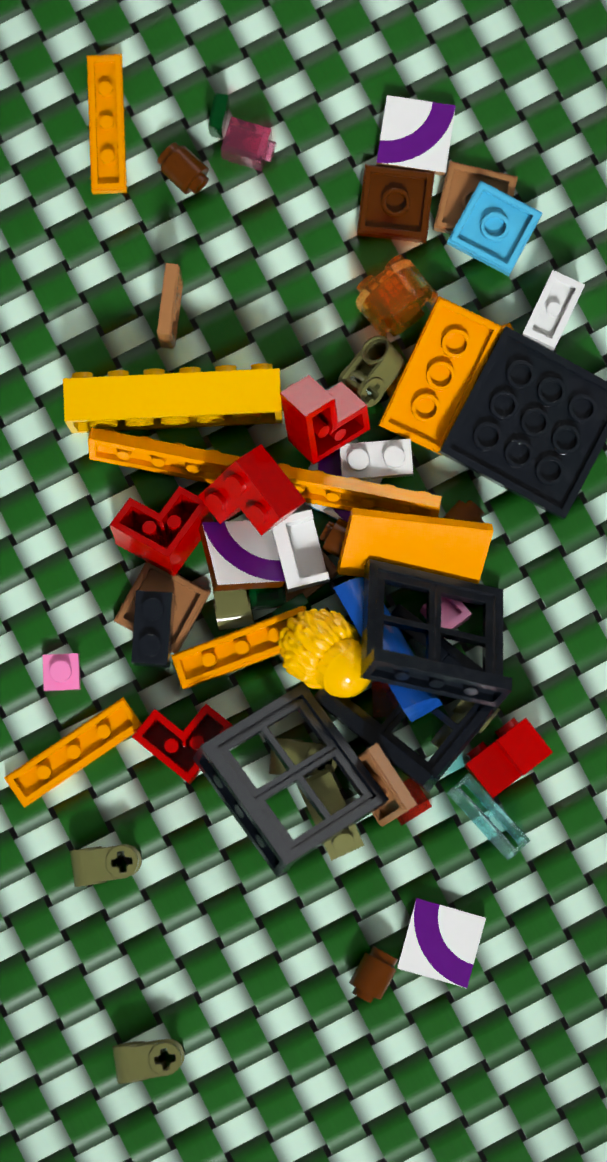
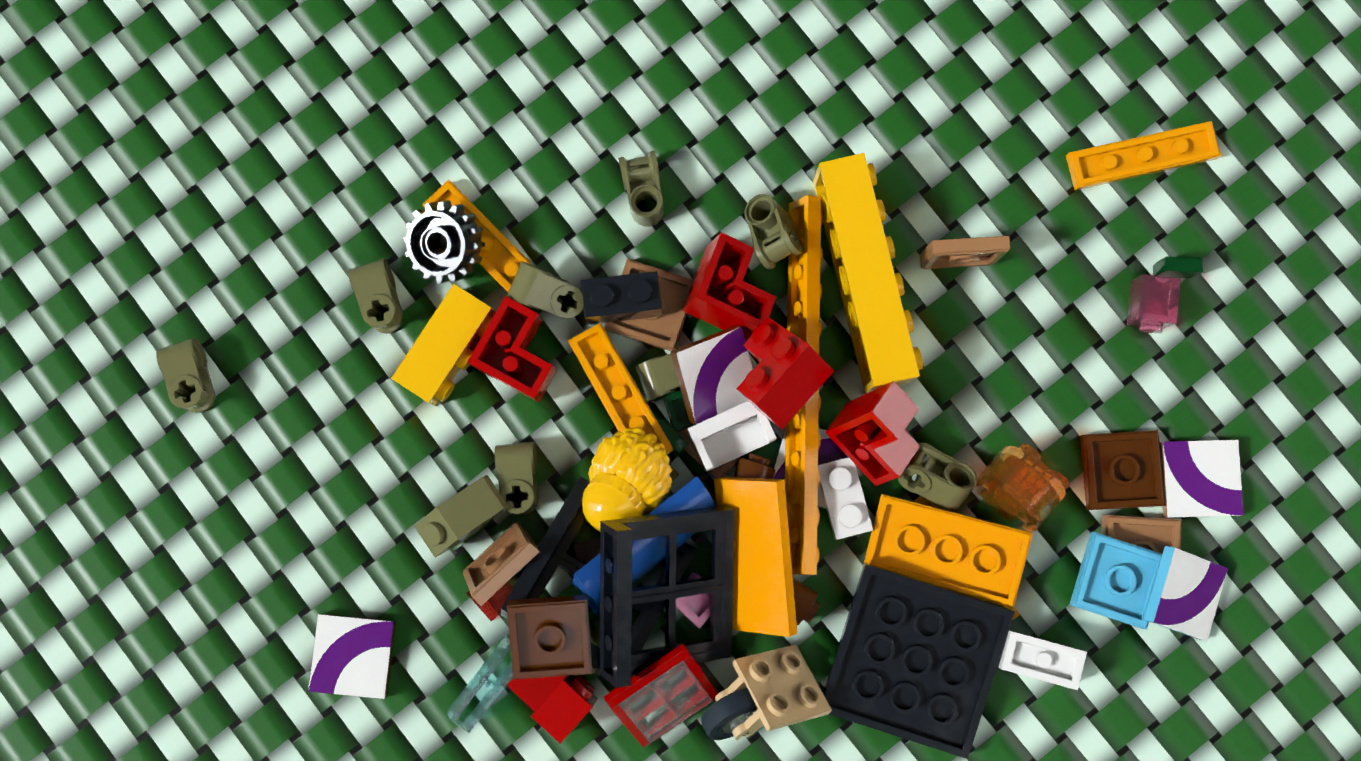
camera: 80 degrees right, 0 degrees up
(41, 593) = (643, 182): none -> olive piece
(61, 672) = (565, 217): bright pink plate -> none
(66, 808) = (425, 245): none -> black gear
(121, 478) = (771, 230): none -> olive piece
(131, 702) = (541, 289): none -> olive piece
(166, 805) = (444, 346): none -> yellow brick
(183, 168) = (1113, 241): reddish brown brick -> none
(250, 804) = (450, 429): black window -> none
(373, 974) = (306, 591): reddish brown brick -> none
(456, 745) = (549, 636): none -> reddish brown tile
(516, 171) = (1185, 593): none -> tile
(527, 656) = (662, 696): none -> clear piece
(539, 559) = (770, 692): none -> tan plate

